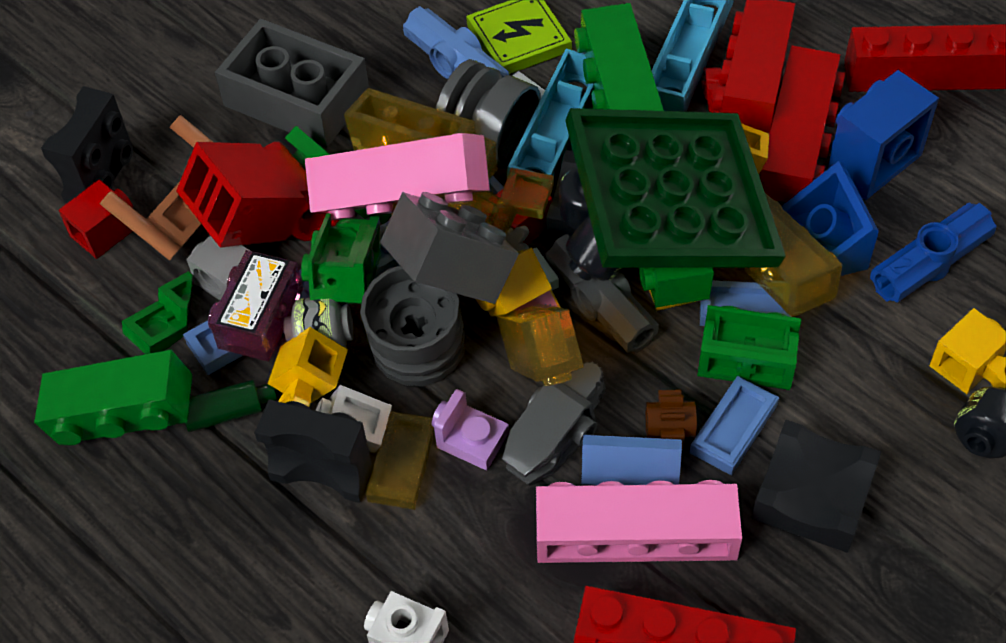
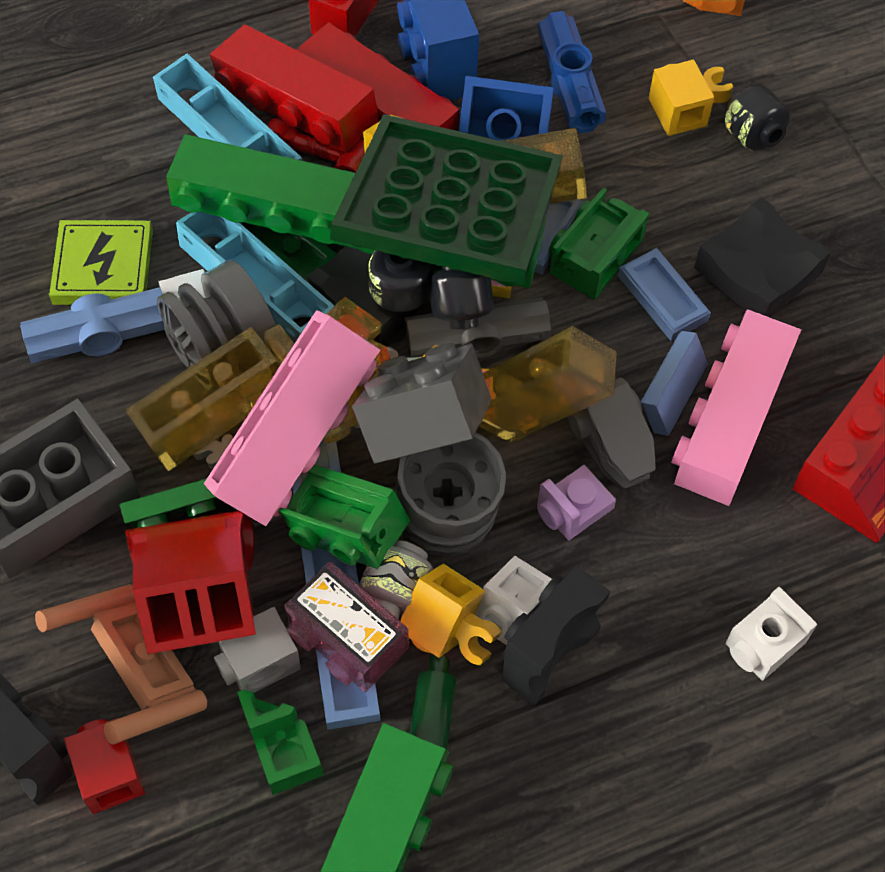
camera: 70 degrees left, 5 degrees up
(401, 461) = (557, 555): clear yellow tile -> none
(670, 417) = (647, 333): reddish brown gear -> none

